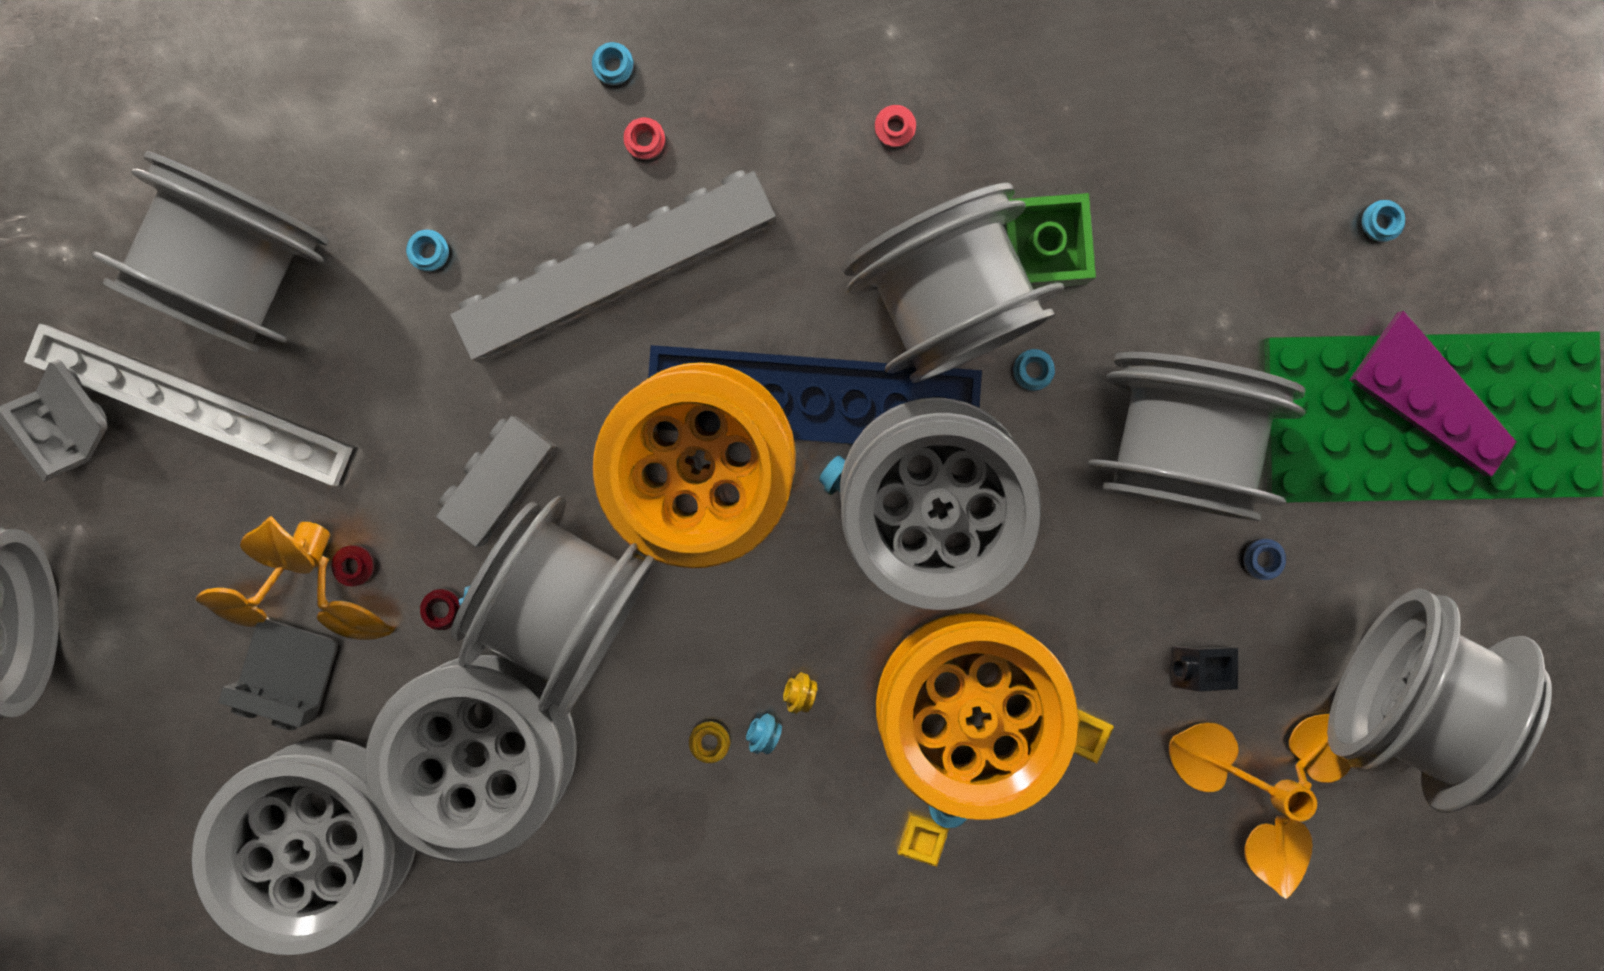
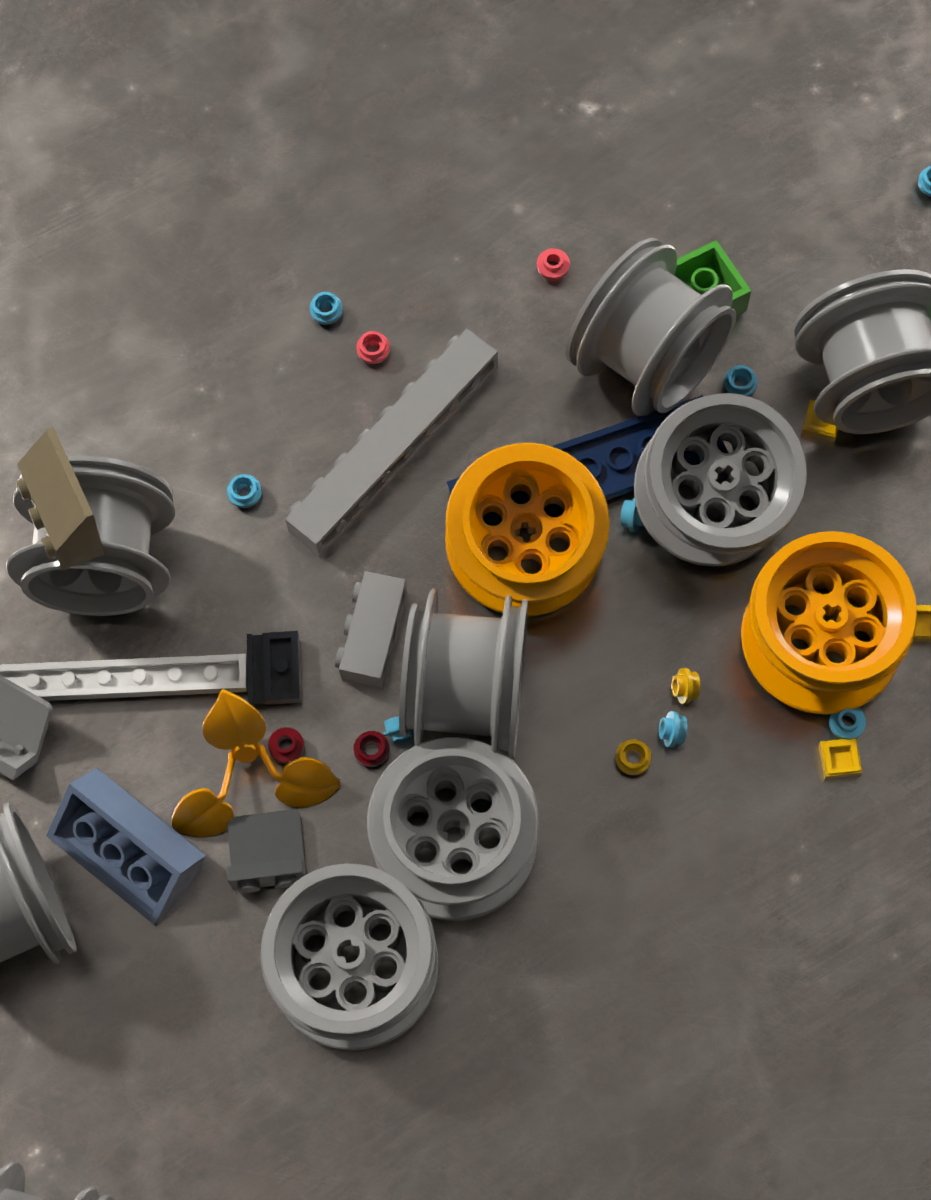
camera: 20 degrees left, 20 degrees down
(141, 598) = (124, 844): none -> sand blue slope
(144, 236) = (58, 503): none -> dark tan slope
(374, 474) = (273, 668): none -> black plate
(1097, 446) = (816, 428): none -> yellow tile

